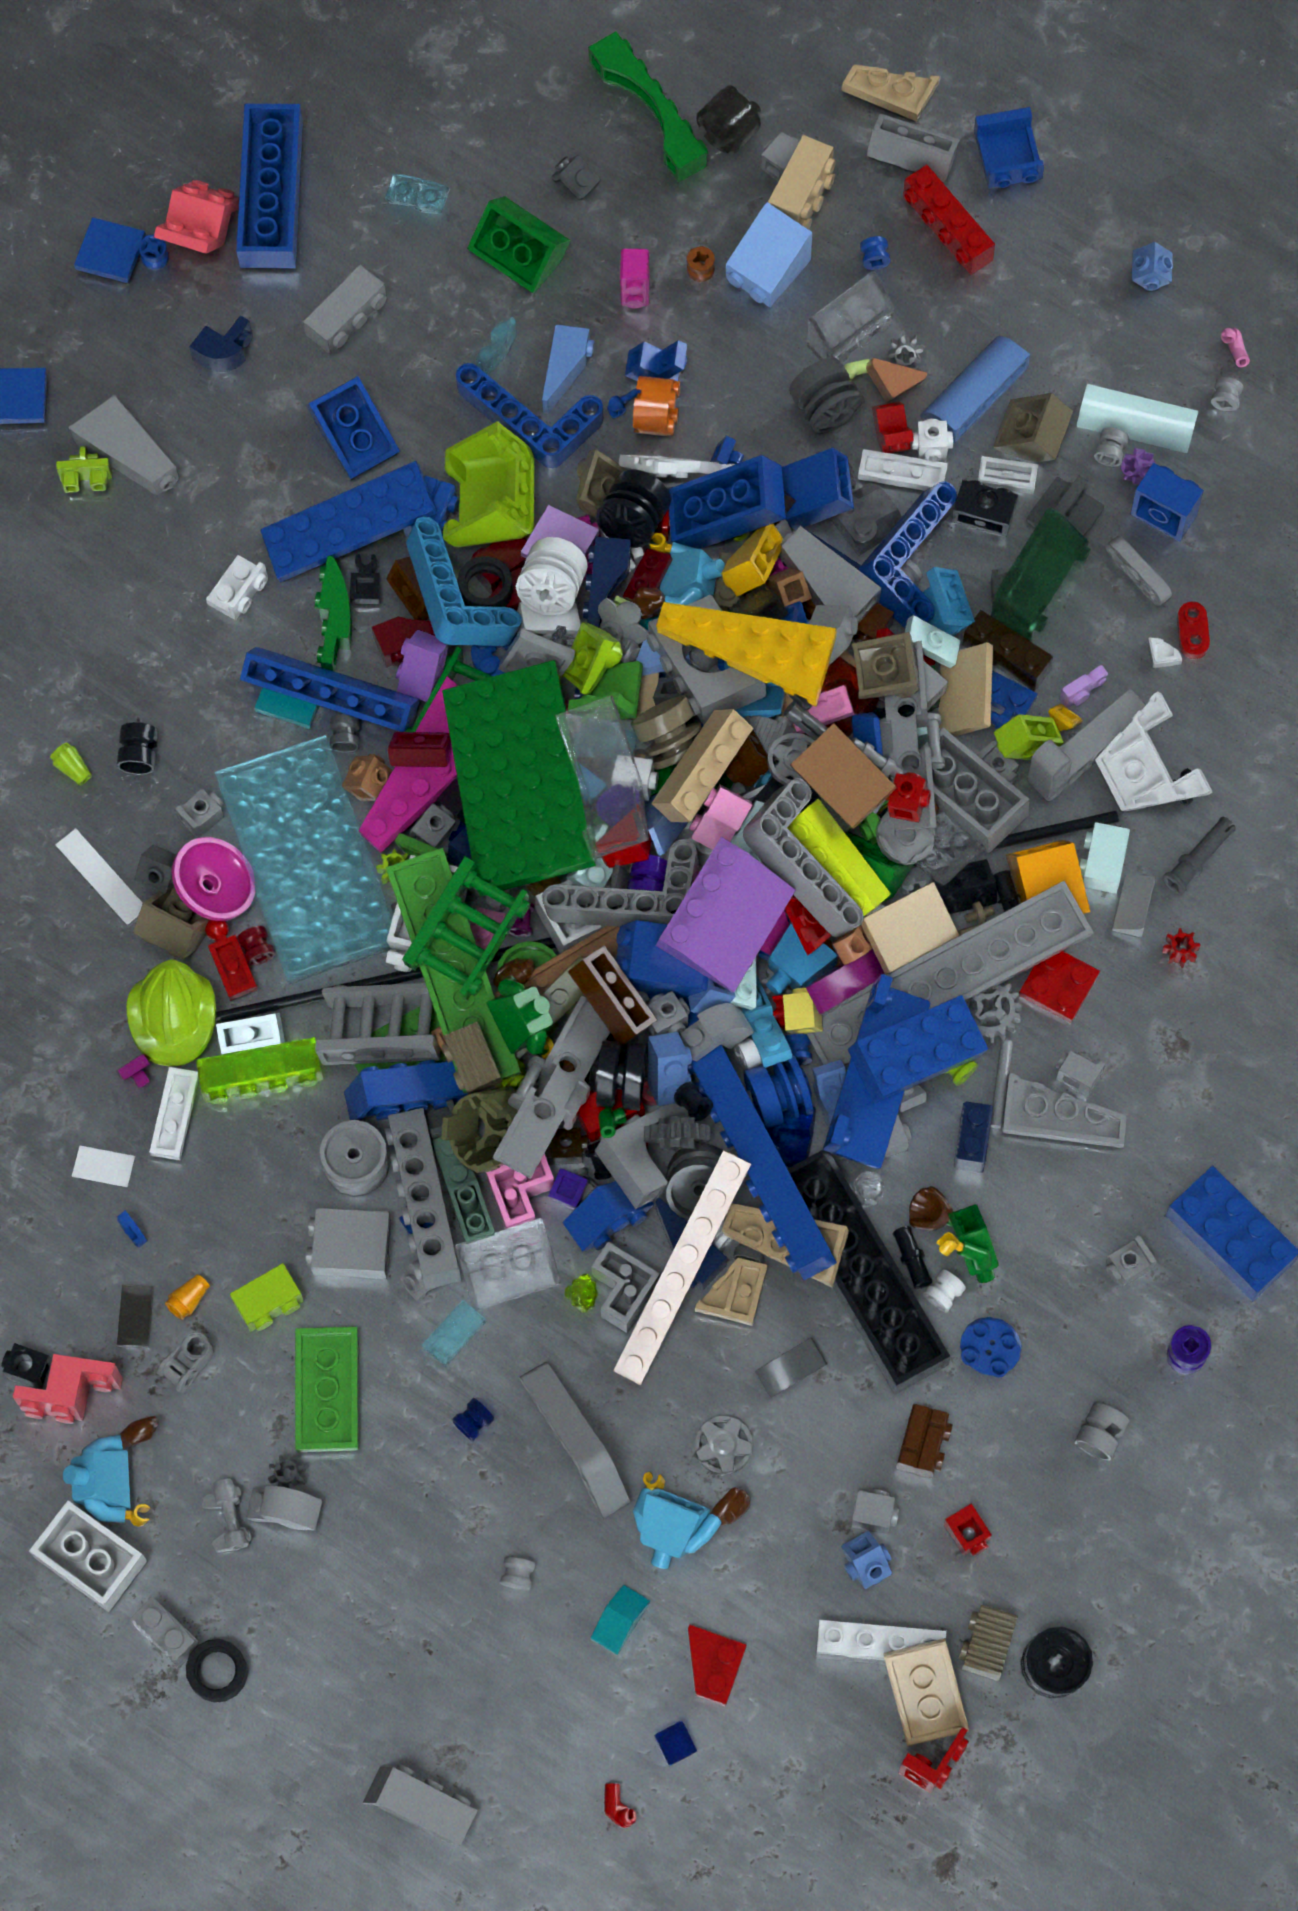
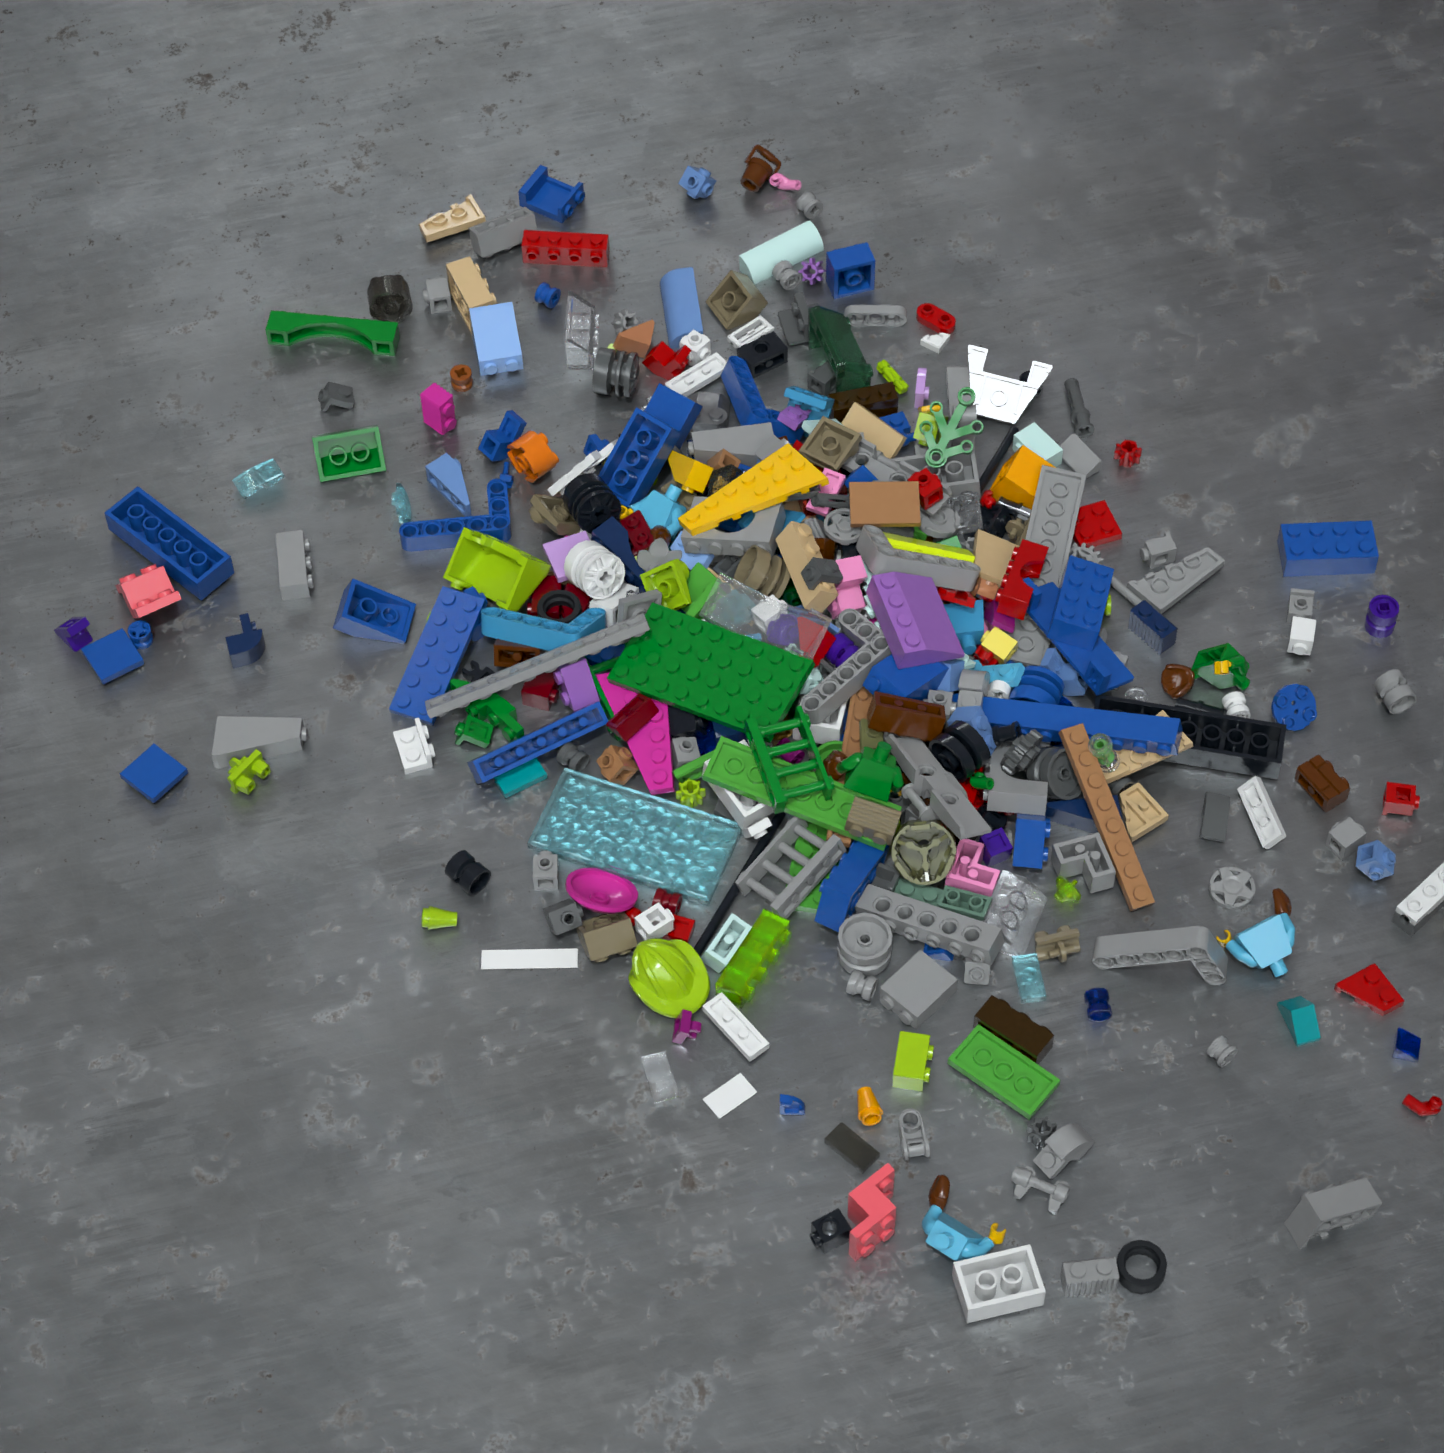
camera: 50 degrees left, 15 degrees down
(68, 1091) = (659, 1077): none -> clear slope
(107, 196) = (75, 633): none -> dark purple slope
(206, 948) = (654, 922): none -> white brick
(298, 624) = (473, 731): none -> green bracket
(313, 1189) = (861, 985): none -> light grey wheel
(379, 1364) = (1015, 1029): none -> dark brown brick
(395, 620) = (532, 667): none -> light grey plate
(508, 1332) = (1057, 944): none -> dark tan hips
(692, 787) = (819, 571): none -> dark grey bracket
(737, 1210) = (1102, 747): none -> clear piece
(835, 1408) = (1261, 812): none -> white plate
(915, 601) = (793, 416): none -> medium lavender plate
(923, 961) = (1016, 594): none -> red arch
(991, 861) = (987, 499): none -> red arm
(1015, 761) = (949, 431): none -> plant
(1075, 649) = (892, 376): none -> lime axle
(1090, 1289) = (1301, 636): none -> white brick
(1219, 309) = (757, 169): none -> reddish brown piece

